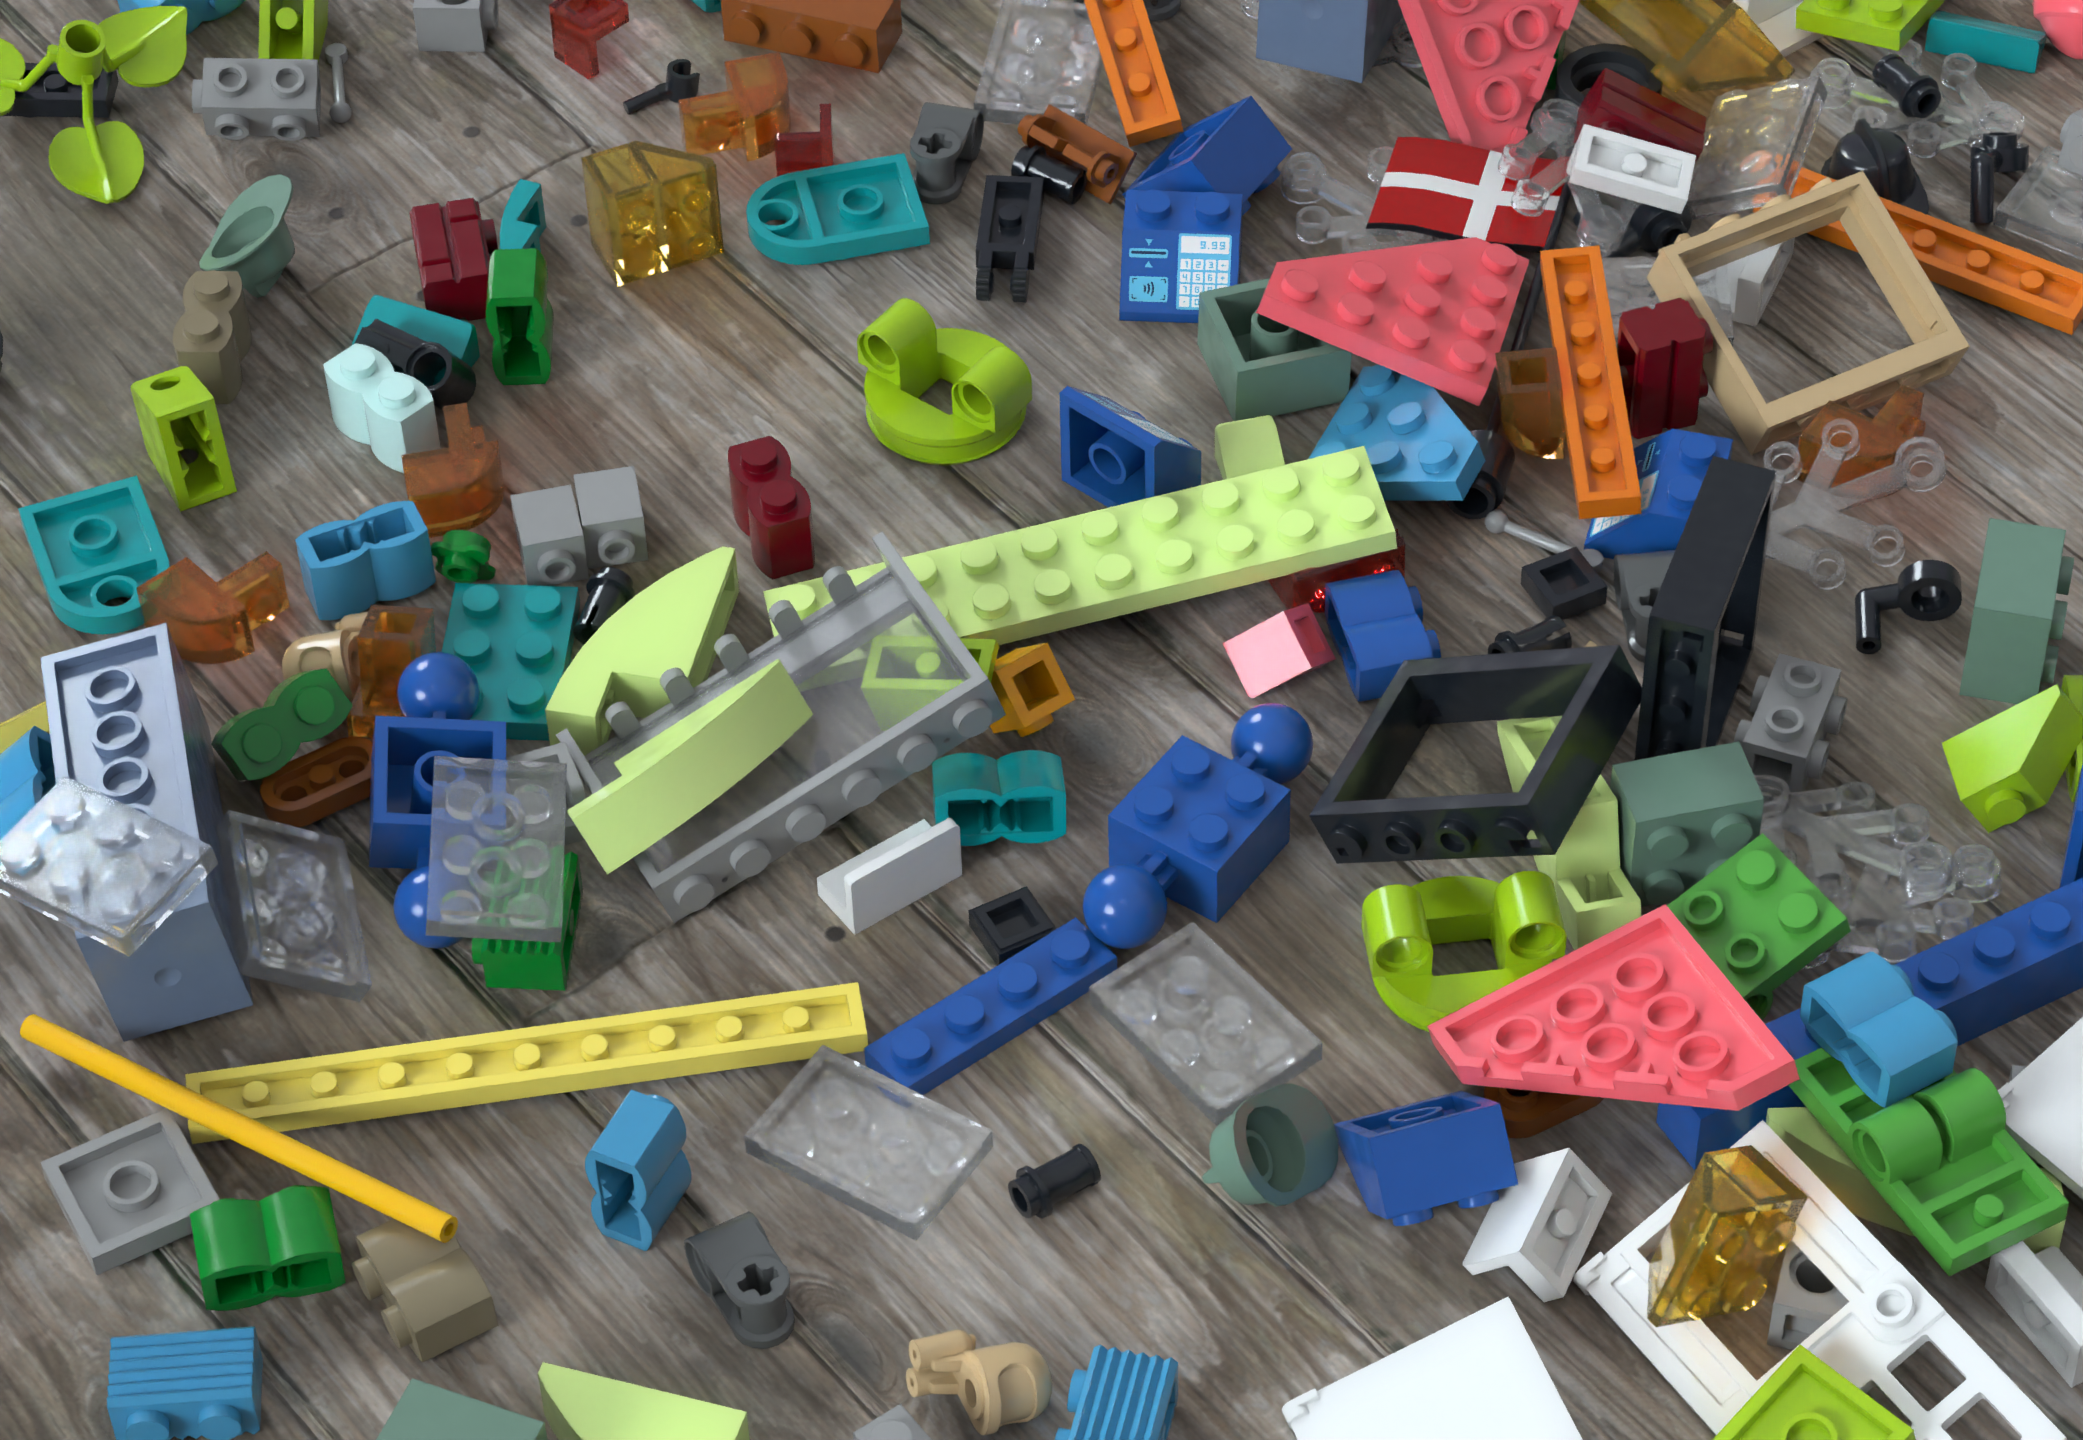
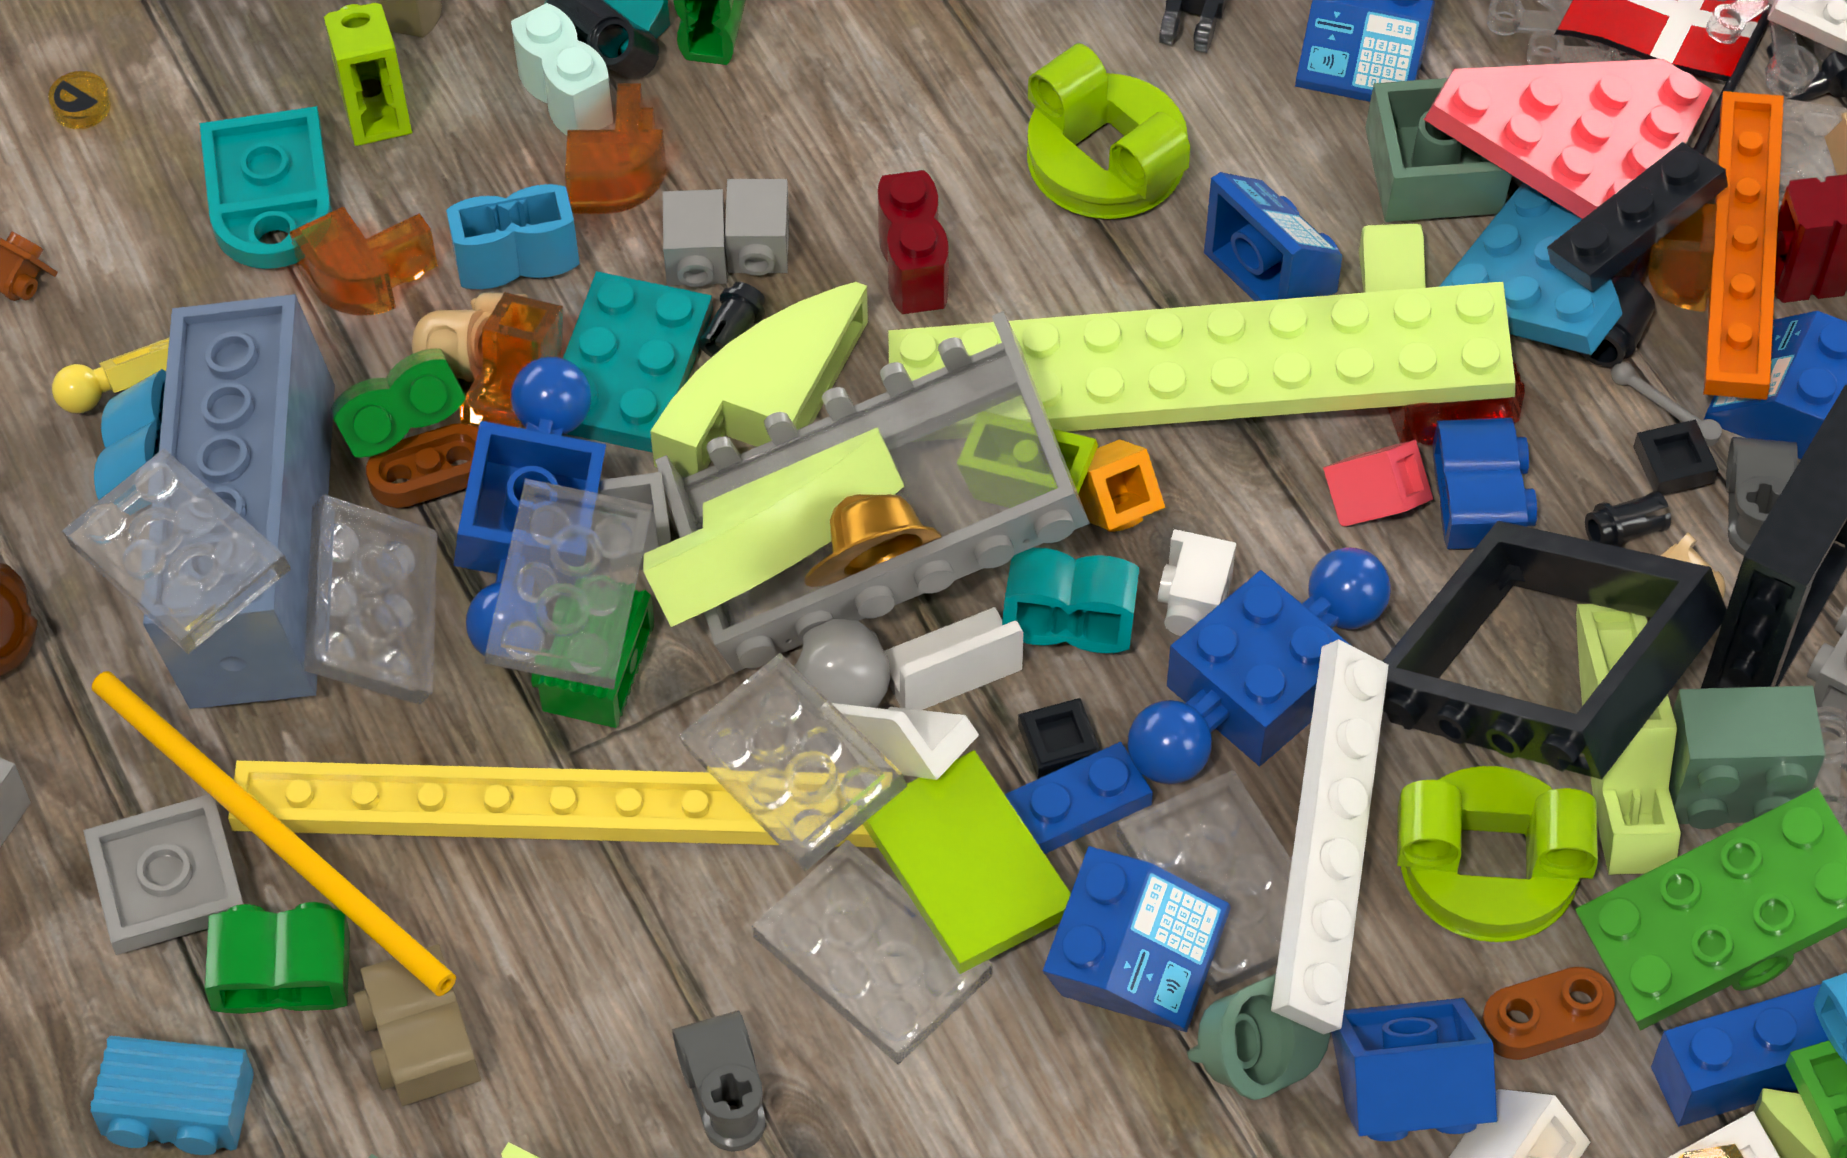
camera: 10 degrees right, 10 degrees up
(463, 557) = (608, 245): green plate -> none
(638, 1169) = (641, 948): dark azure brick -> none
(755, 975) = (793, 761): none -> clear plate
(783, 897) = (845, 663): none -> light grey hair
(789, 752) = (868, 533): none -> pearl gold piece
(853, 942) = (913, 739): none -> white panel
(948, 1041) = (968, 863): none -> lime tile
(1041, 1188) = (1042, 1027): black pin -> none
(1116, 757) = (1195, 578): none -> white brick
(1130, 1081) = (1135, 940): none -> blue slope
(1302, 960) = (1330, 838): none -> white plate
(1481, 368) = (1637, 216): none -> black plate
(1622, 1021) = (1635, 972): coral plate -> none

